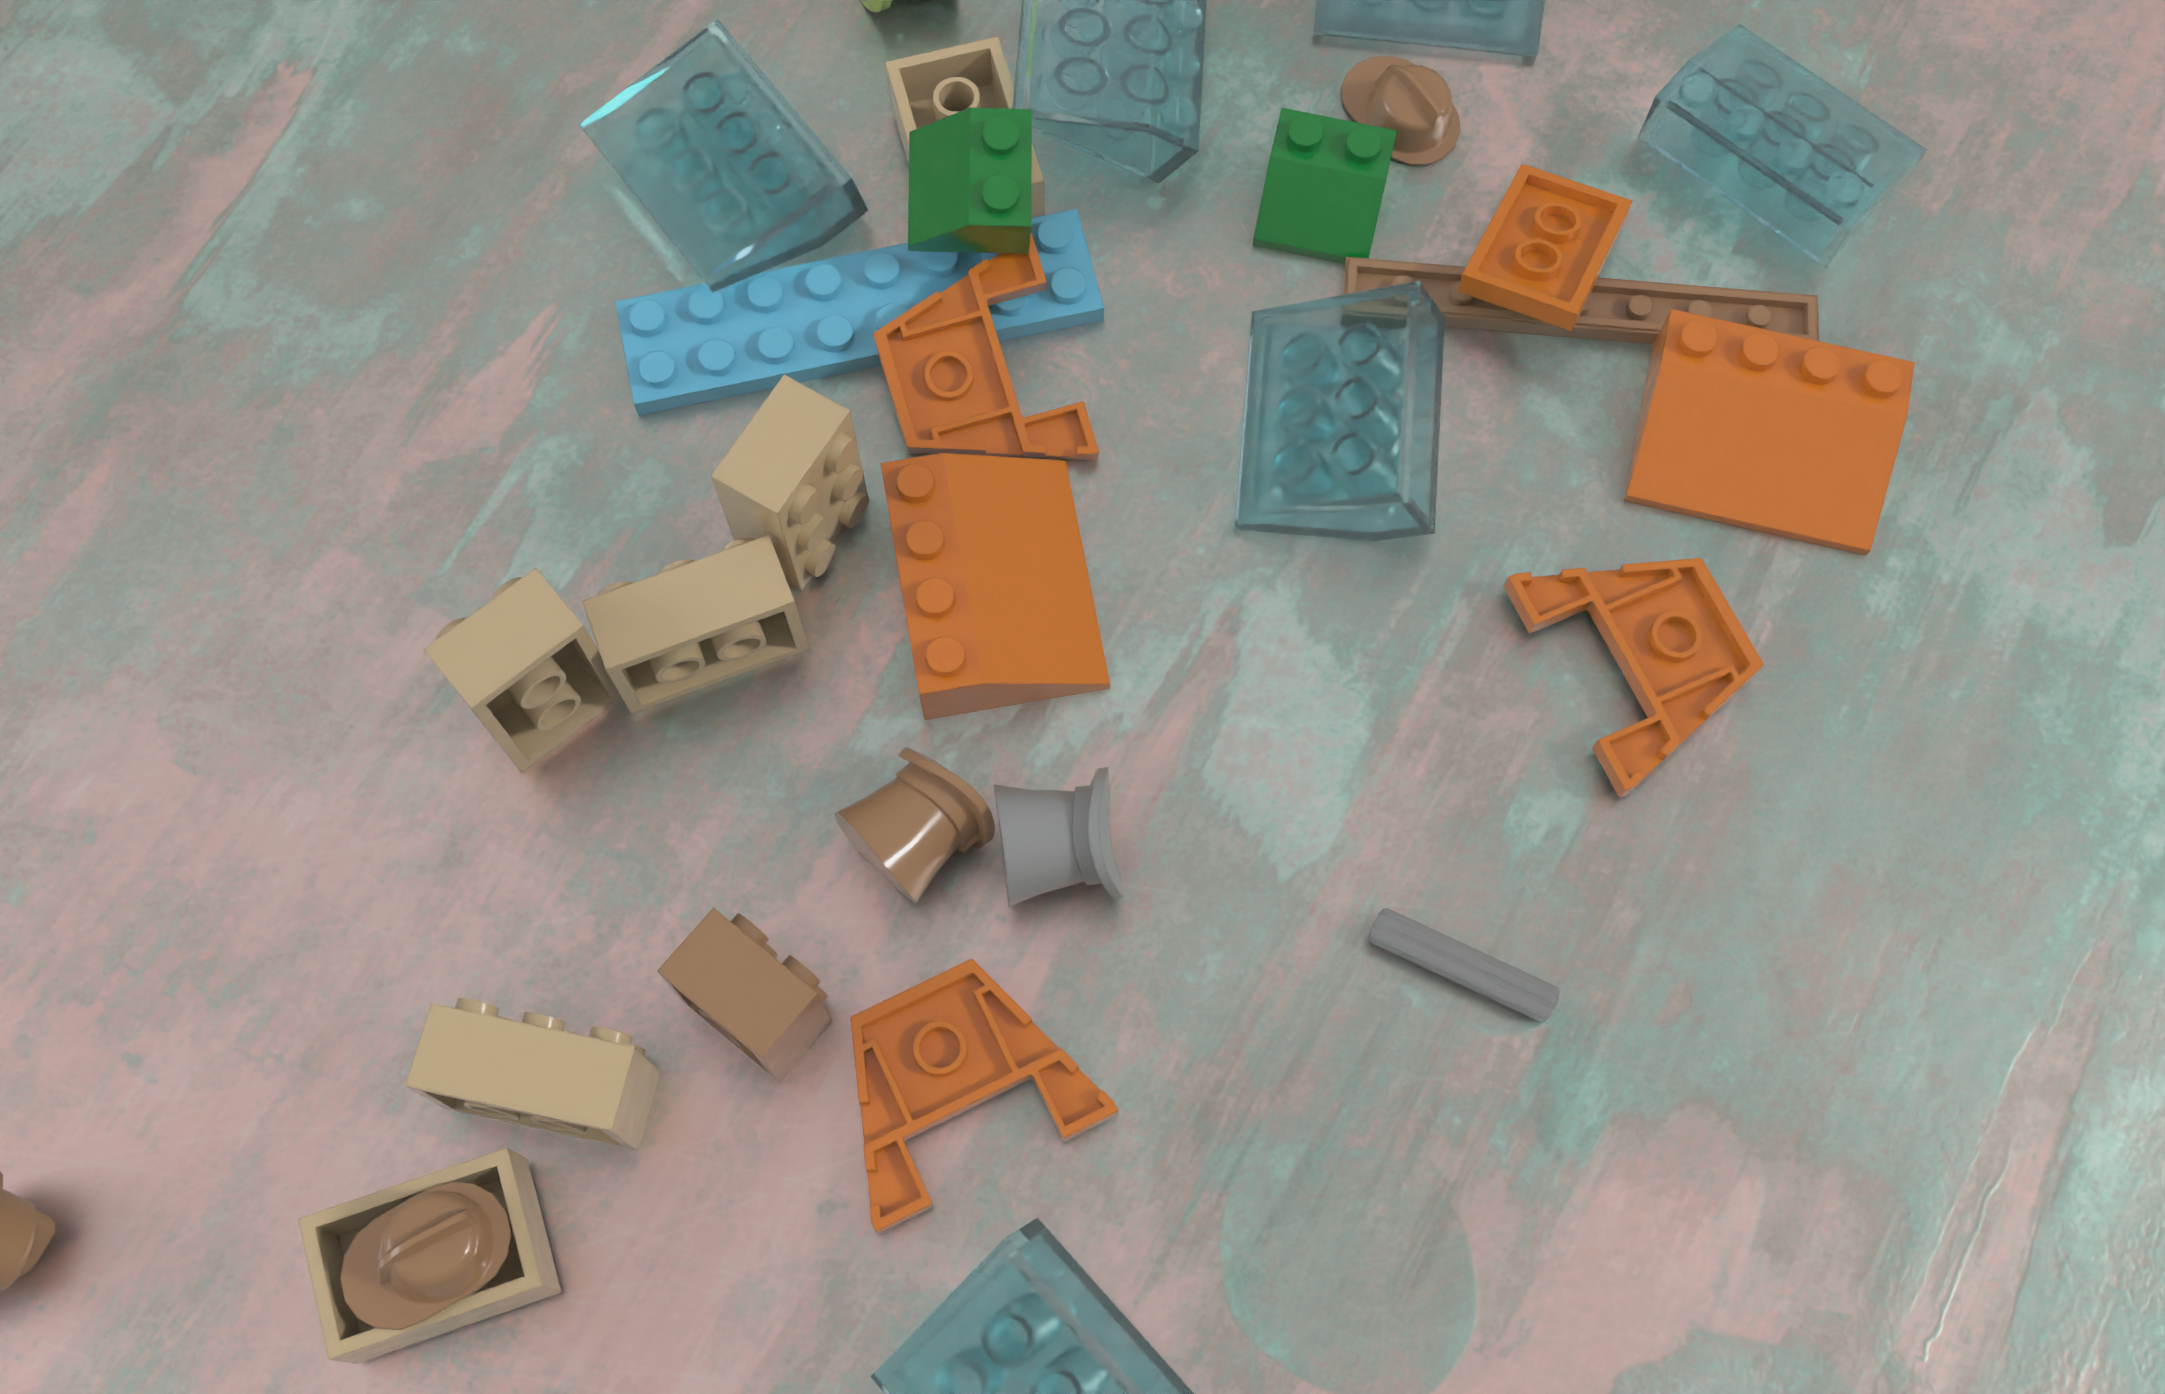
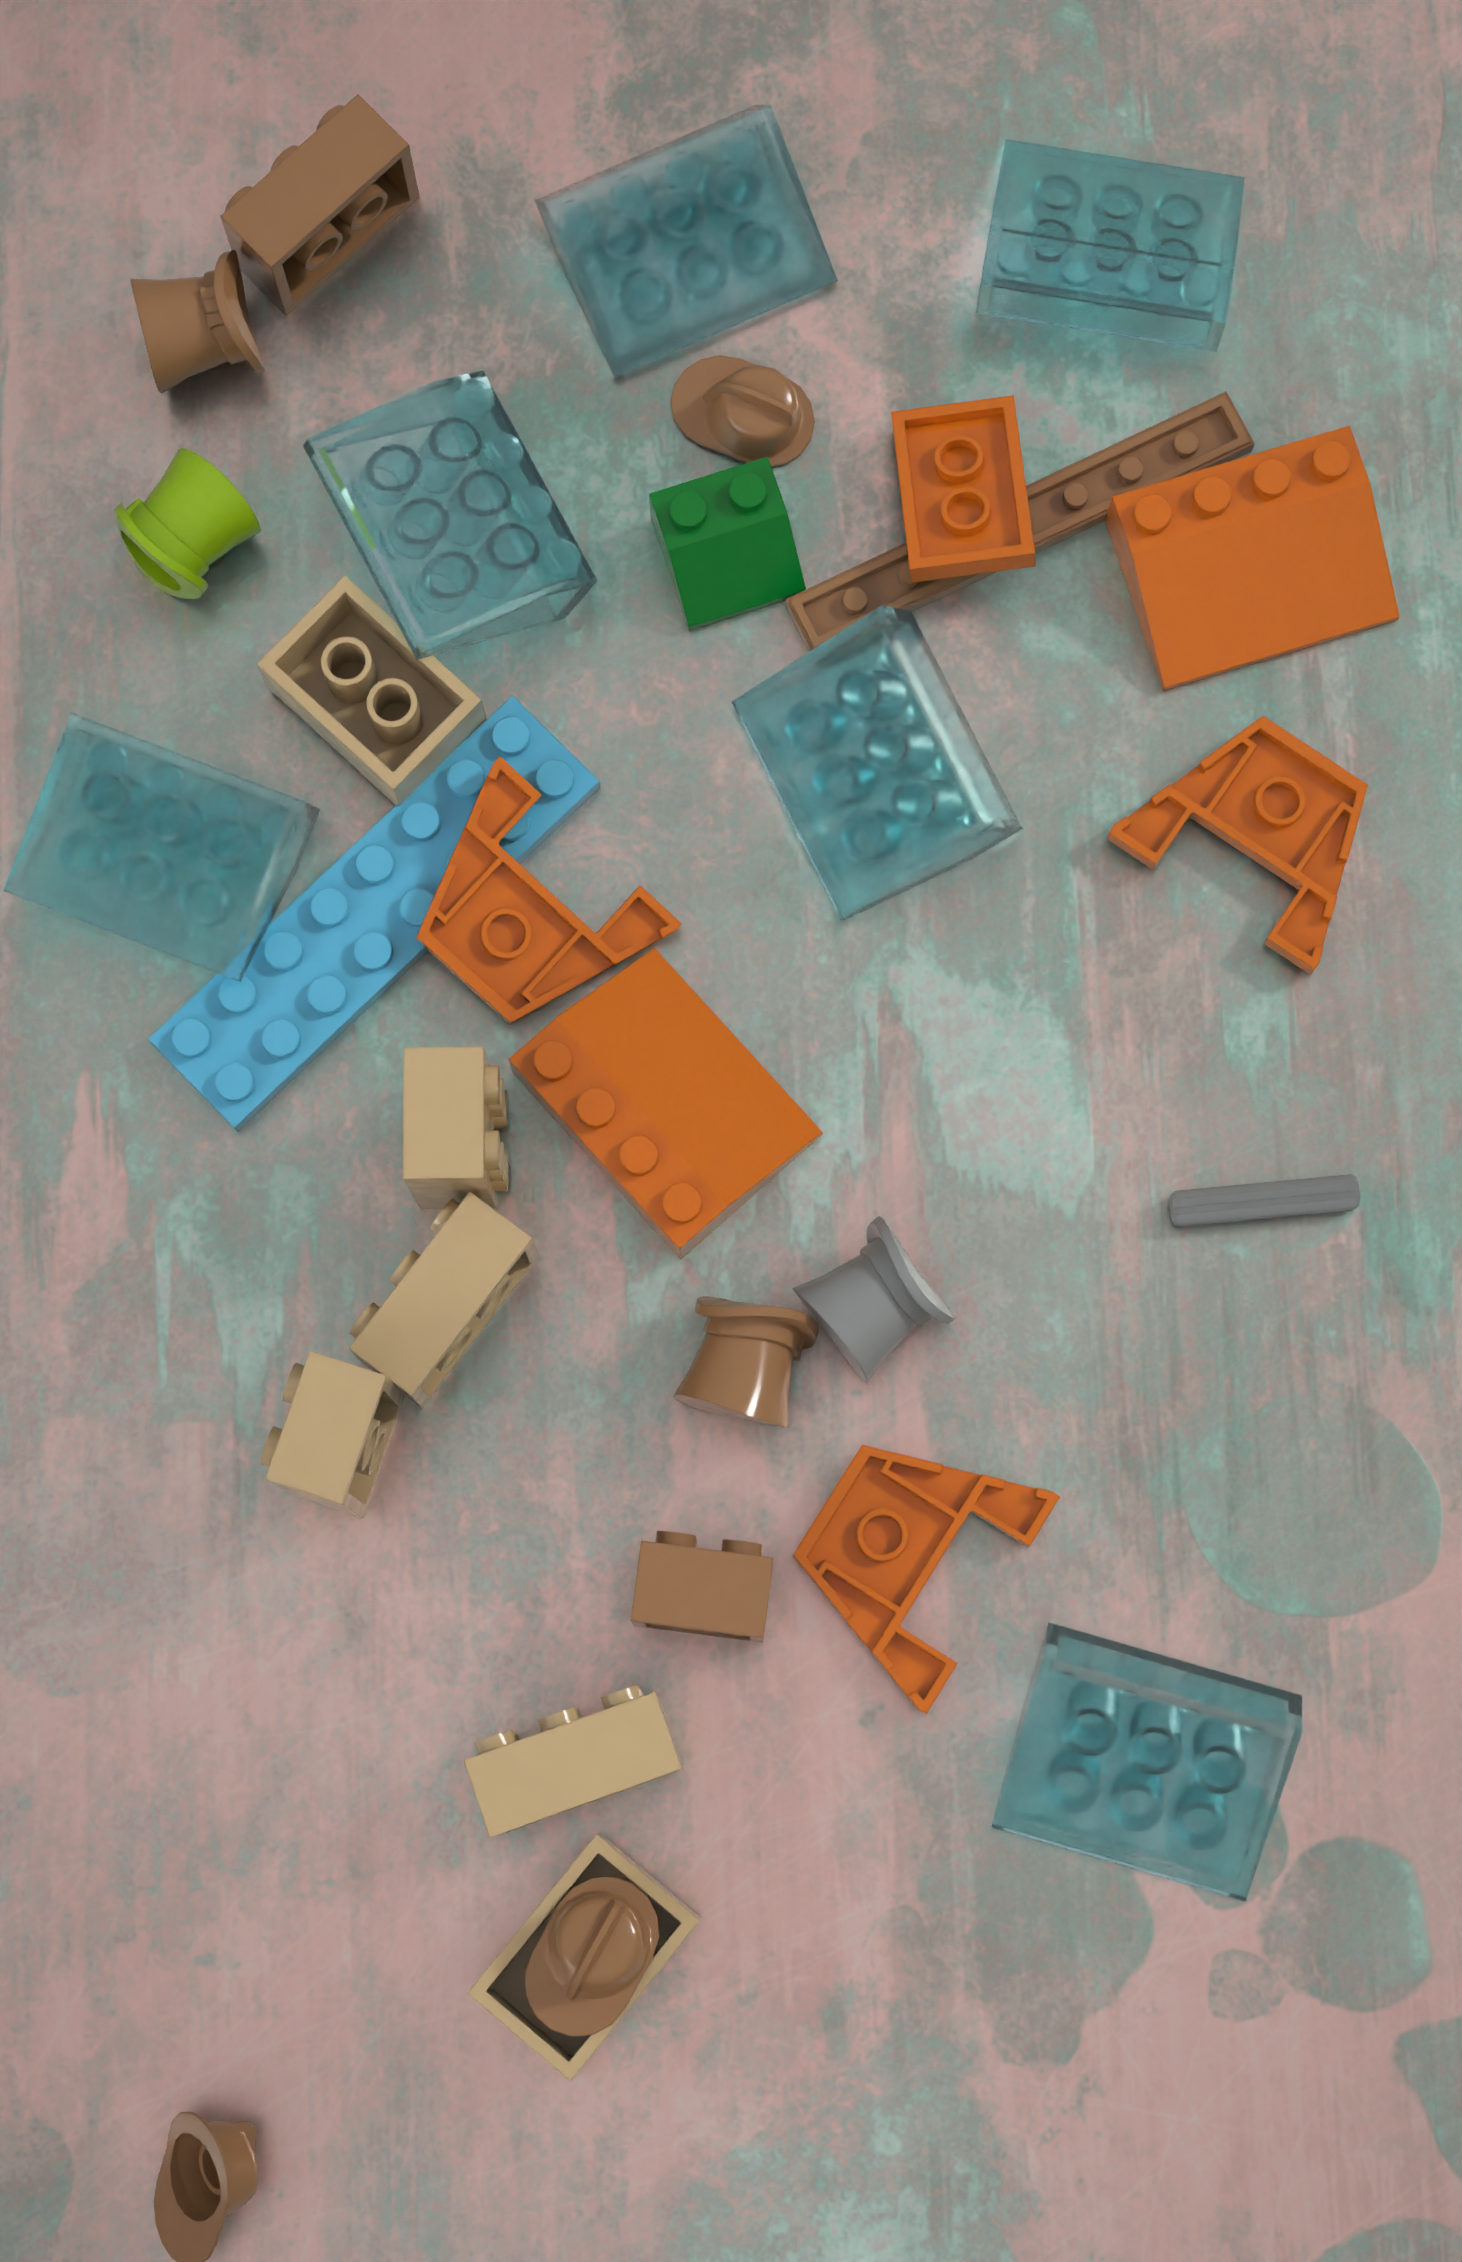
camera: 30 degrees left, 10 degrees up
(971, 182) = (426, 748): green slope -> none

